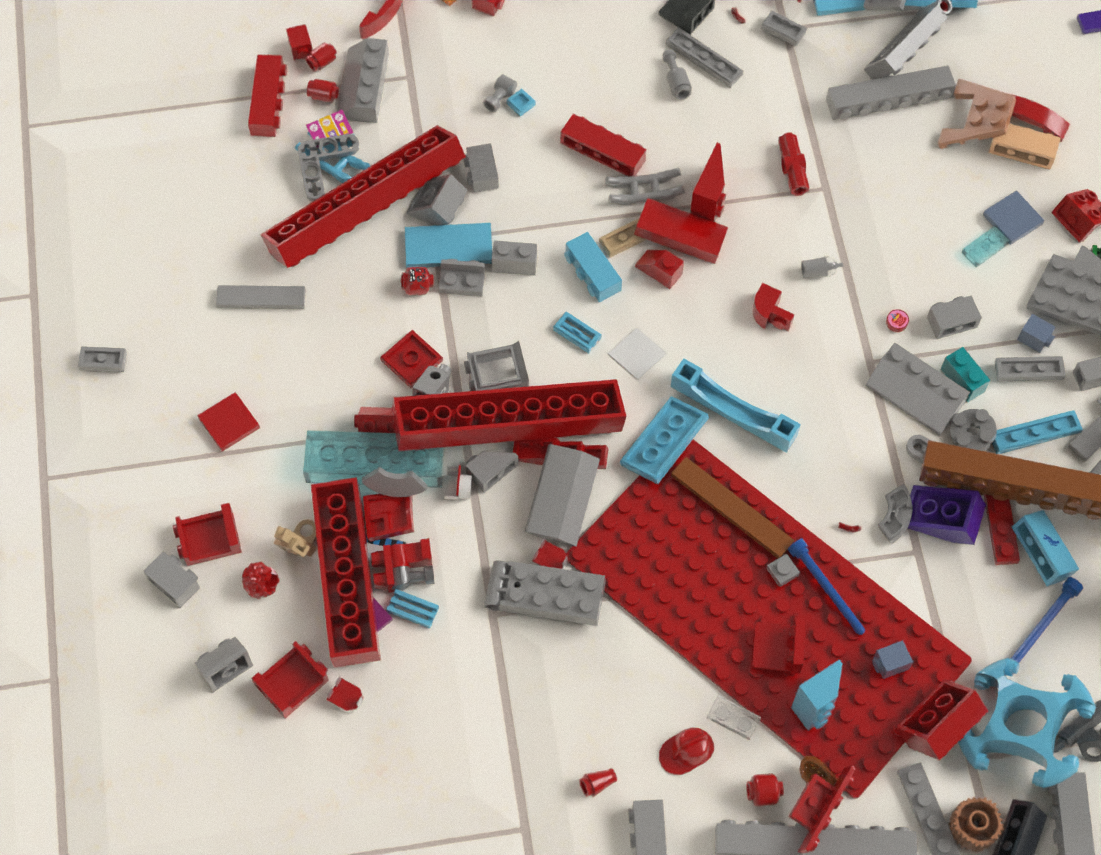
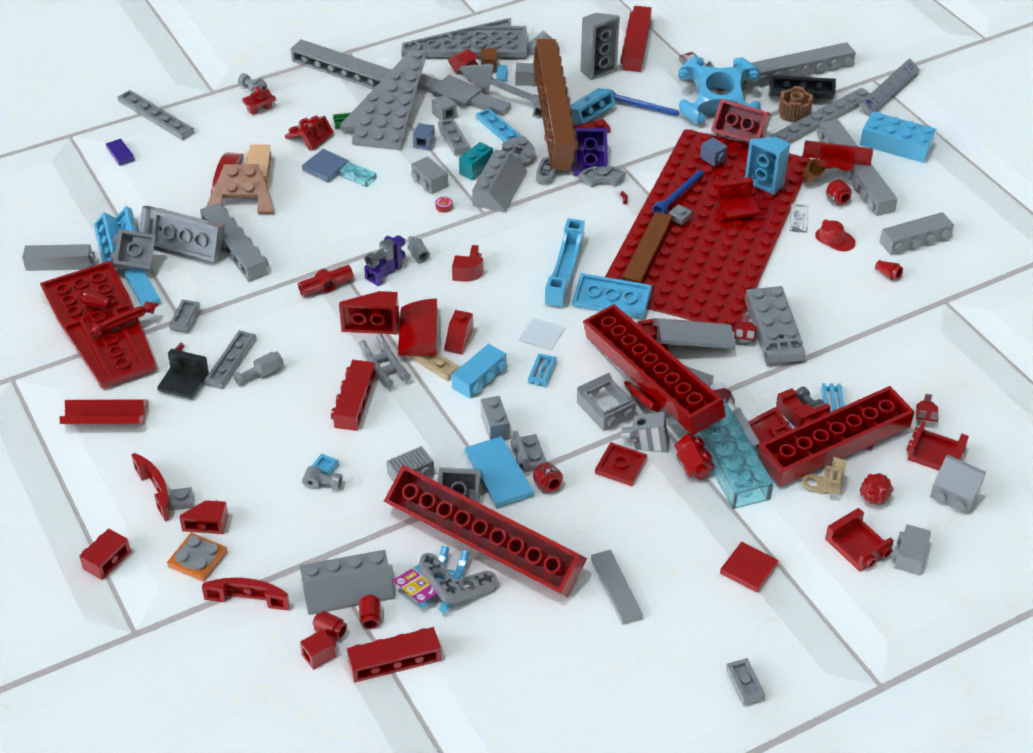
camera: 110 degrees left, 20 degrees down
(802, 222) = (385, 260): none -> dark purple hips

